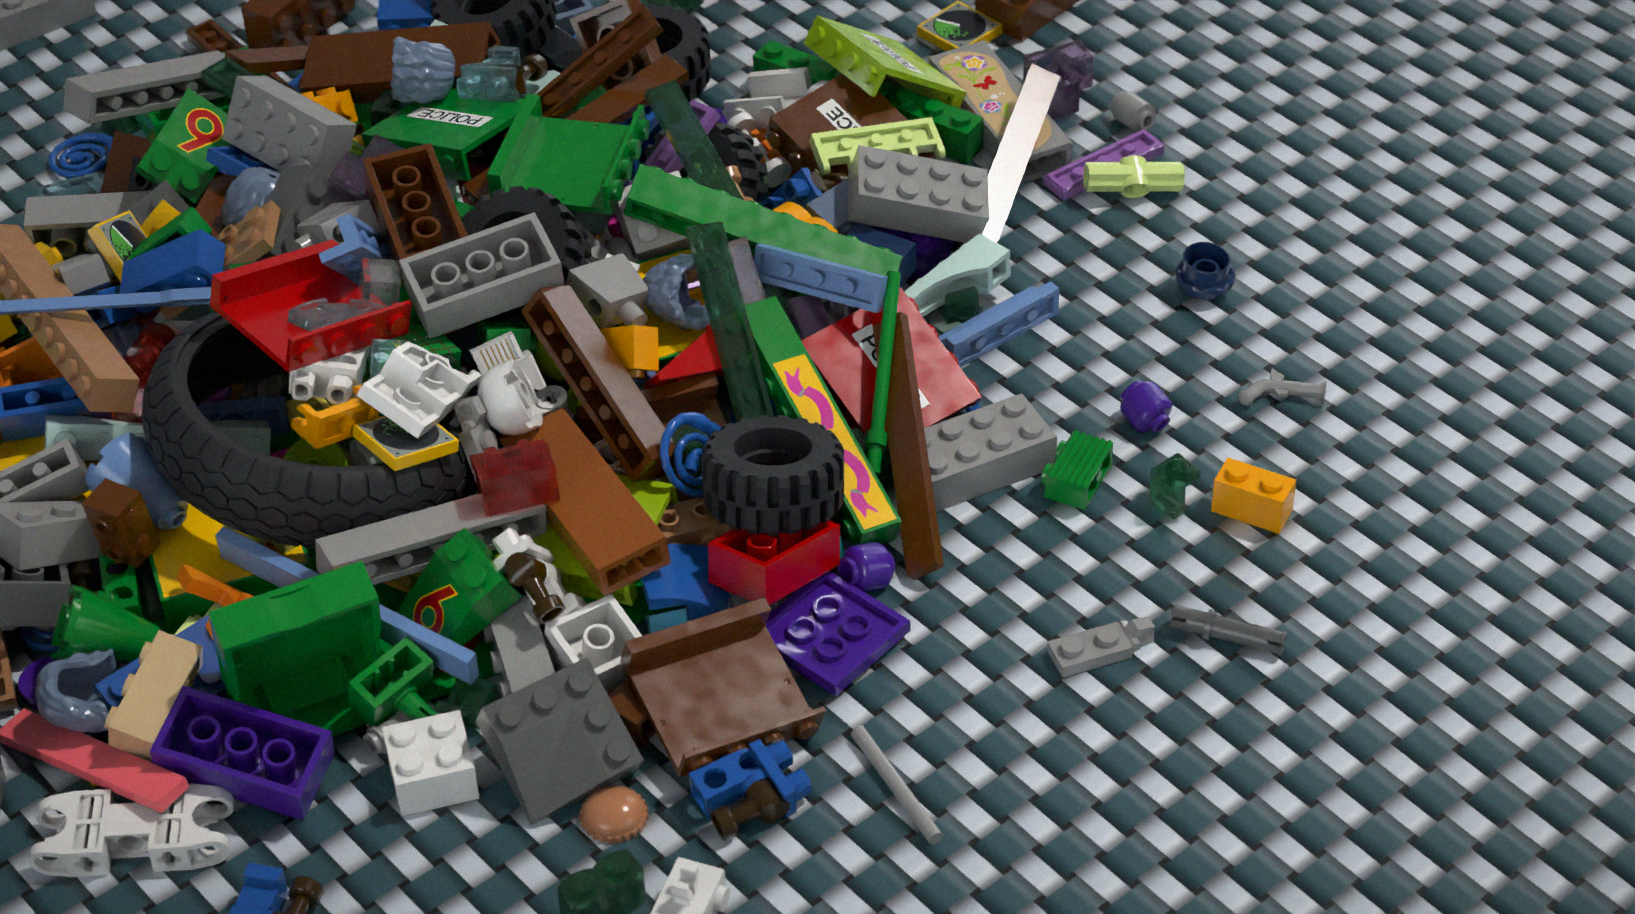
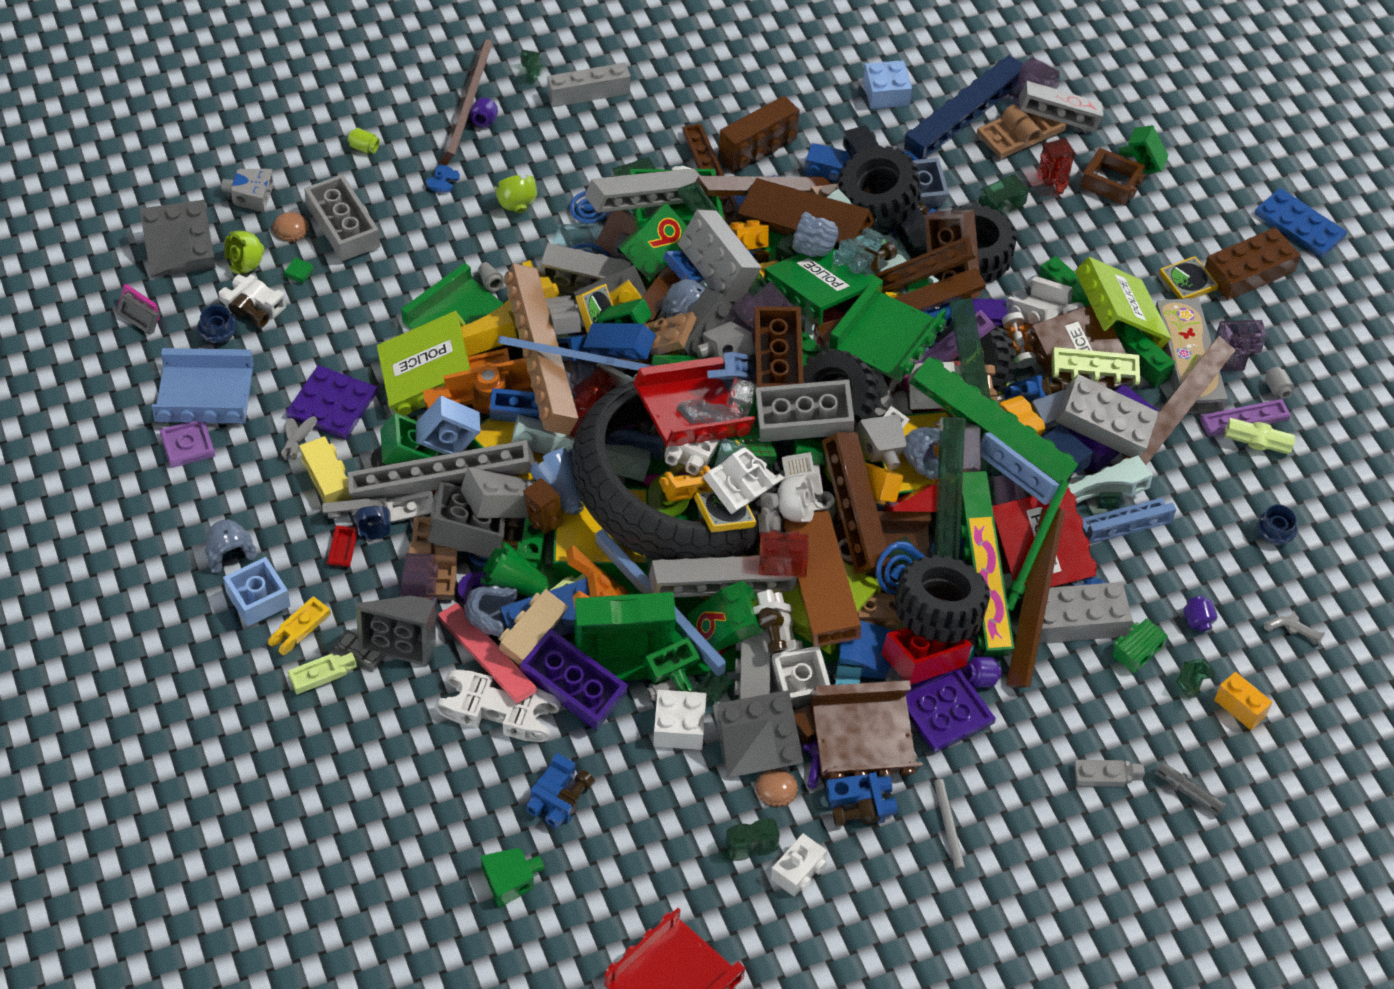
camera: 15 degrees right, 10 degrees up
(654, 747) = (815, 765): none -> dark purple piece

